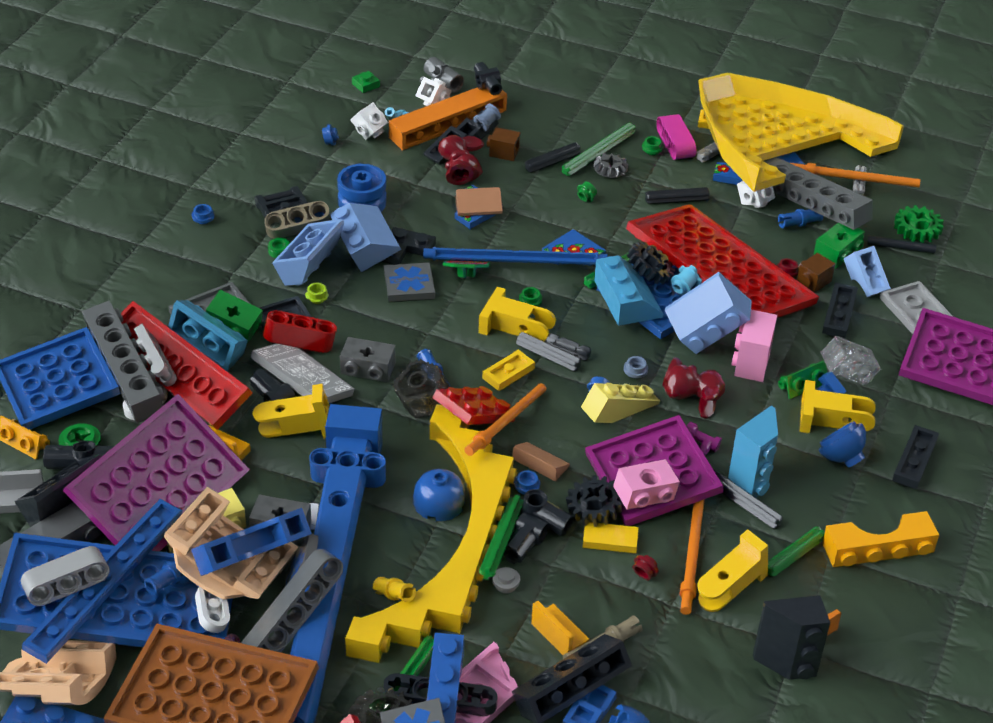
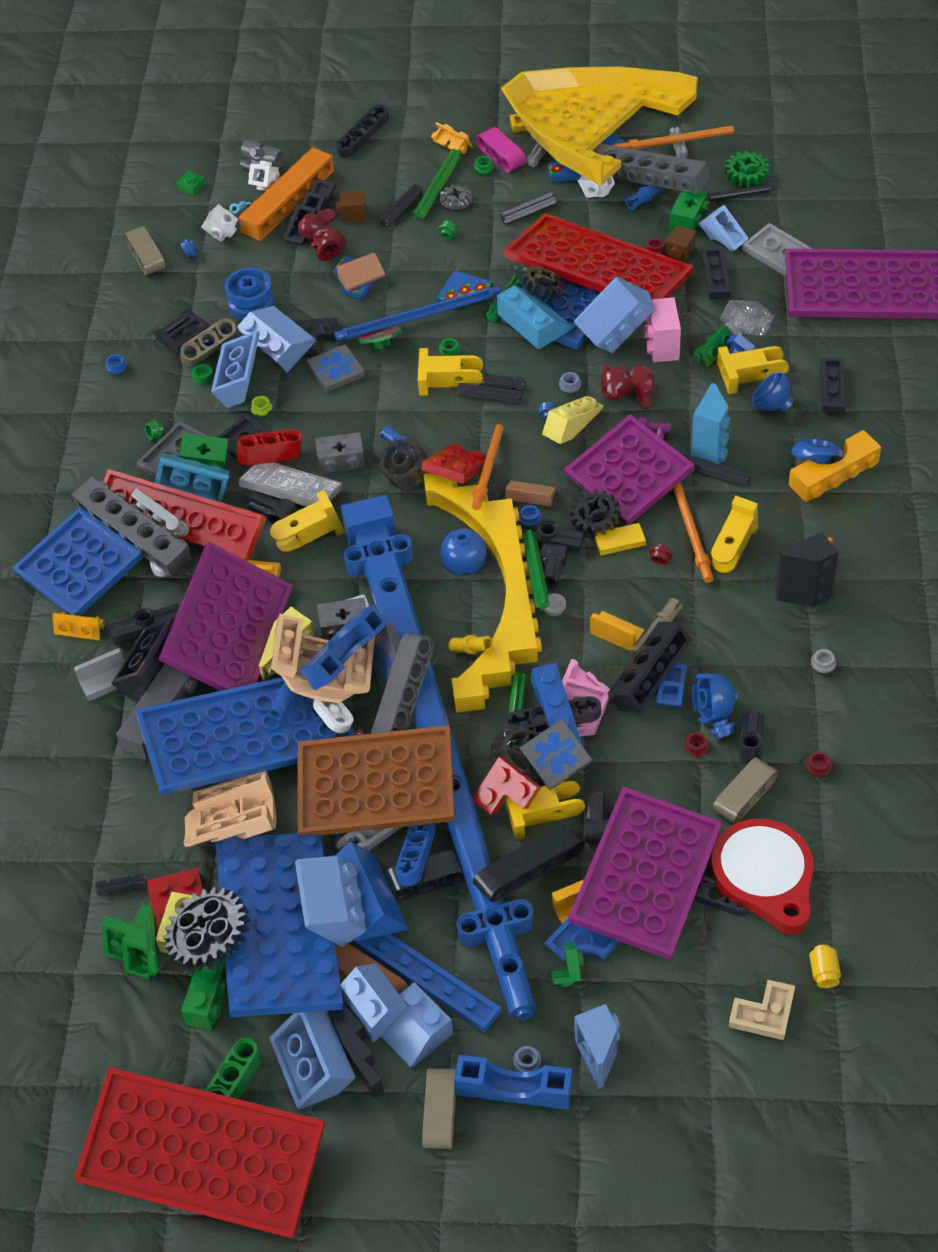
camera: 15 degrees left, 10 degrees up
(64, 576) = (204, 730): light grey beam -> none
(82, 432) = (126, 602): green gear -> none
(121, 560) = (232, 722): blue tile -> none
(203, 282) = (154, 430): none -> green plate
(288, 125) = (144, 250): none -> dark tan beam
(487, 117) = (327, 184): sand blue bush -> none
(488, 78) = (309, 146): black axle -> none
(508, 370) = (464, 421): yellow plate -> none
(553, 82) = (349, 145): none -> black beam
(630, 109) = (457, 140): none -> light orange hinge
(646, 484) = (634, 485): bright pink brick -> none
(685, 280) = (578, 288): medium azure brick -> none
(795, 551) = (772, 498): green axle -> none
(866, 516) = (816, 450): none -> blue hat

